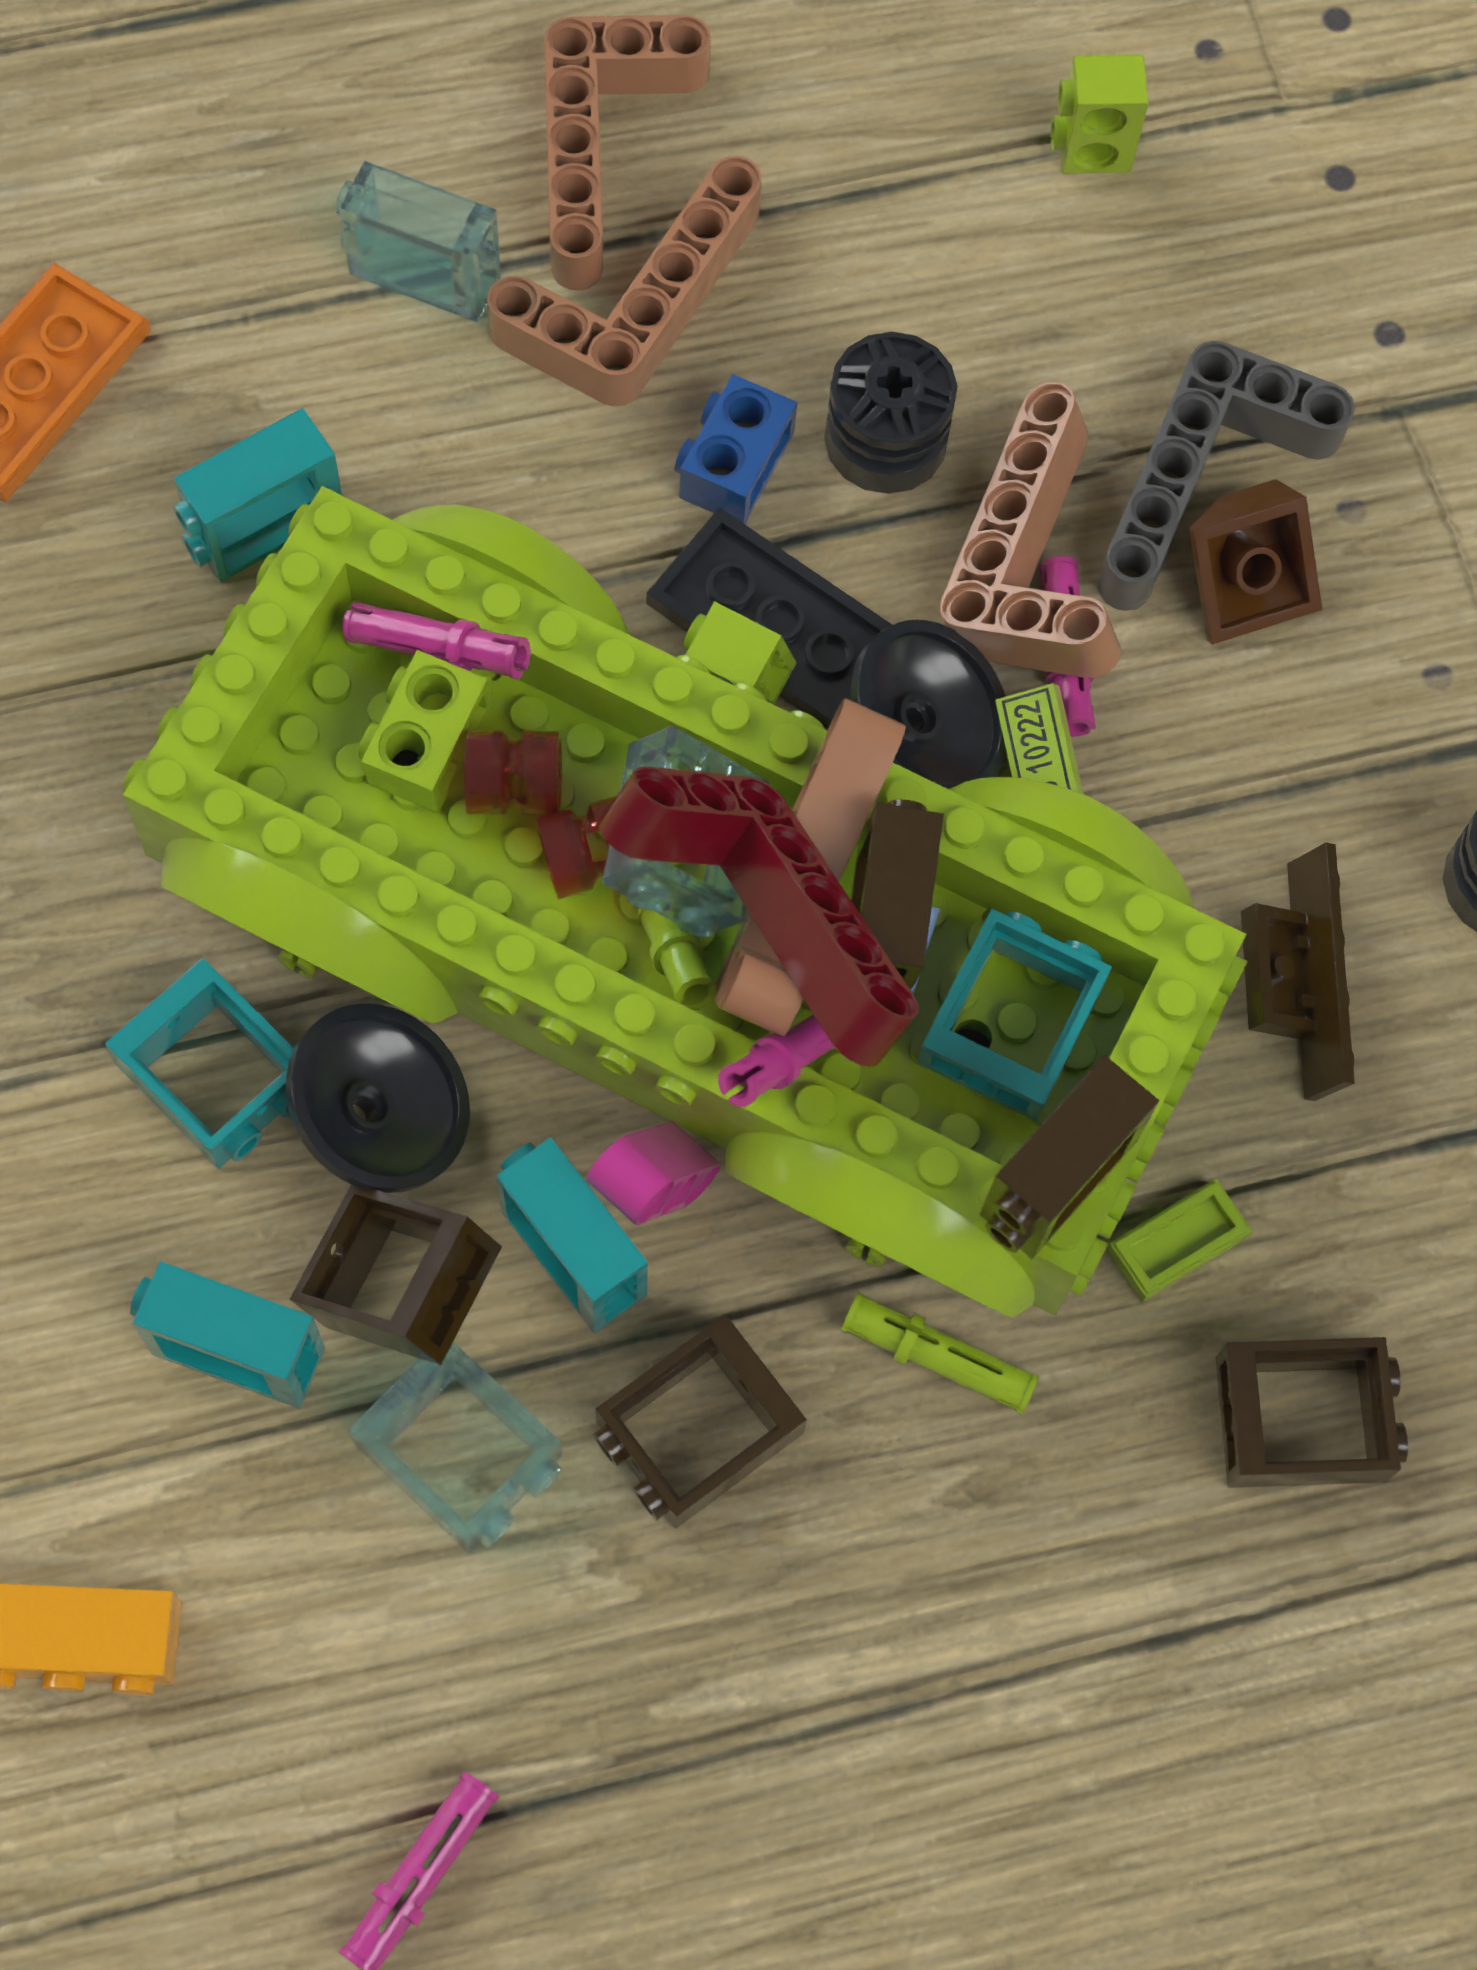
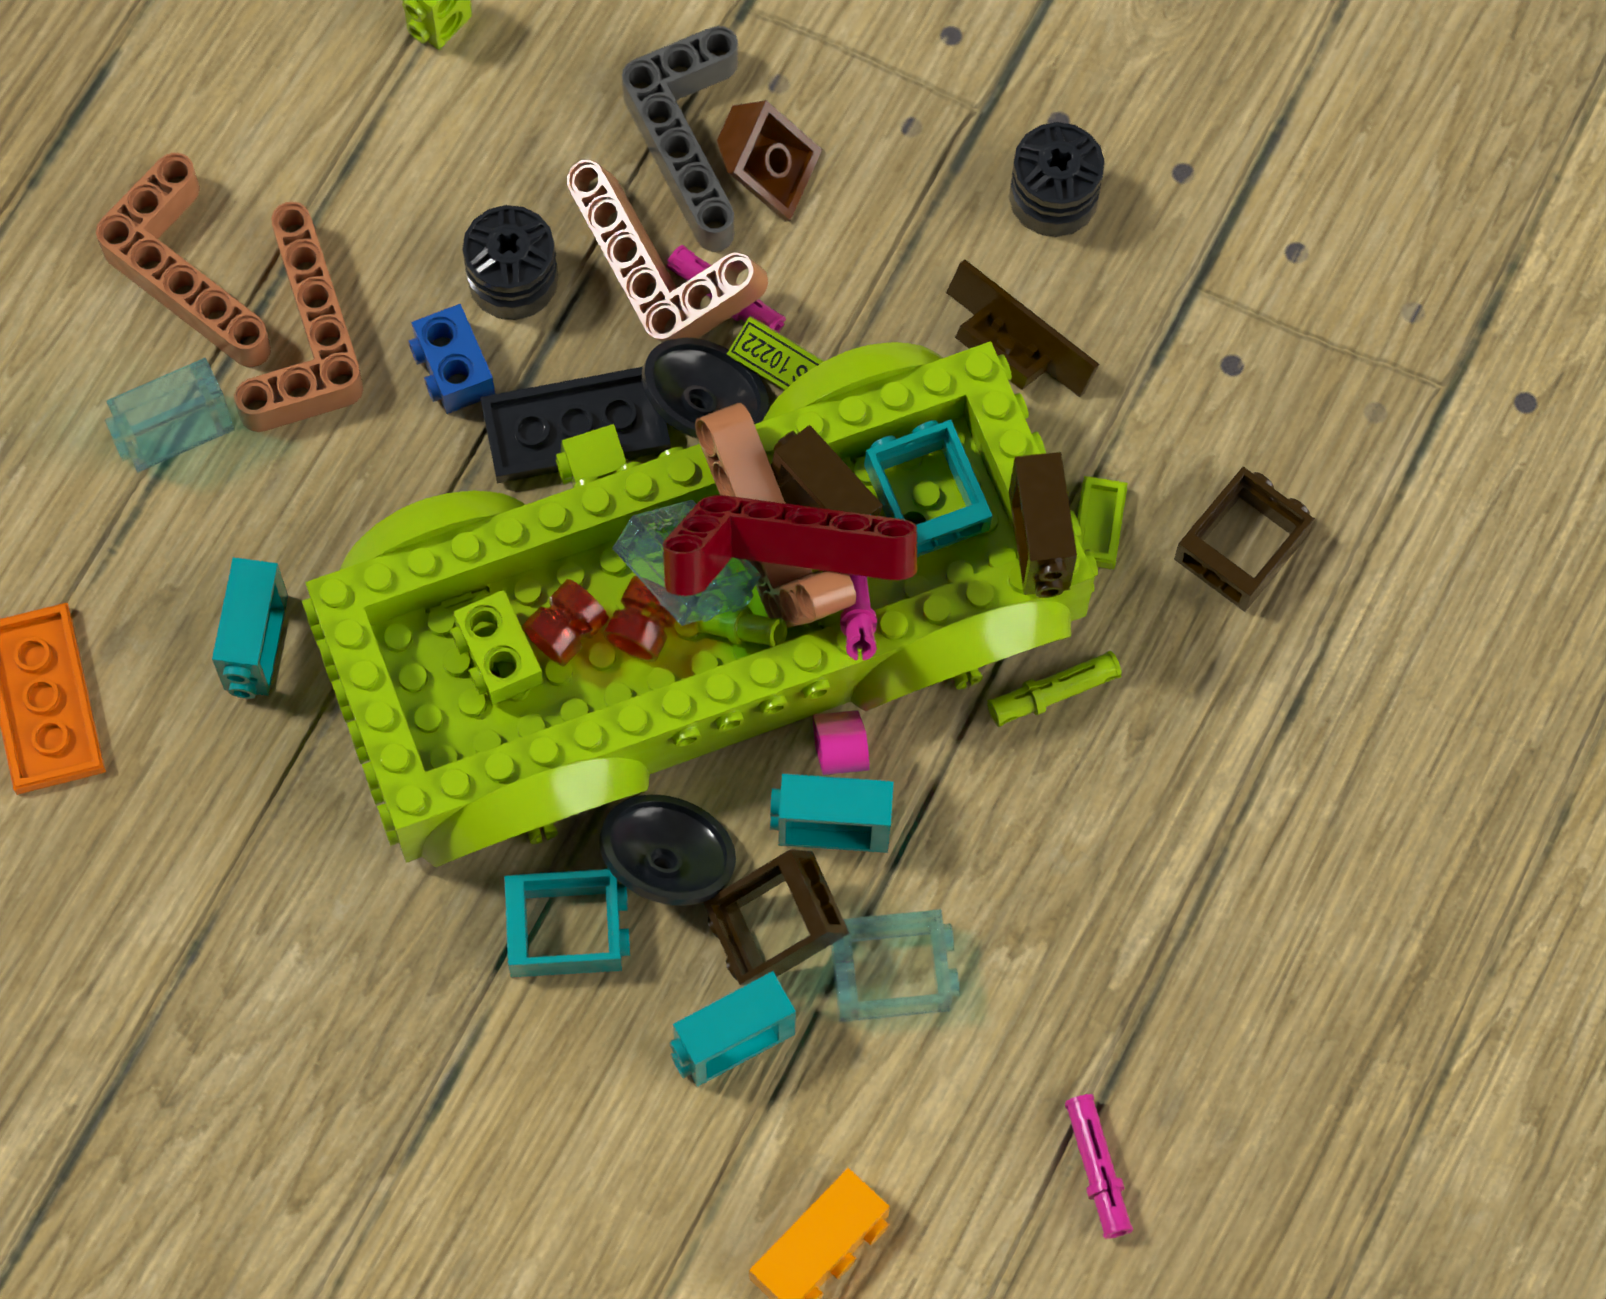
camera: 45 degrees left, 0 degrees up
(455, 643) = (465, 590): dark pink pin -> none
(750, 1378) = (996, 793): dark brown window -> none

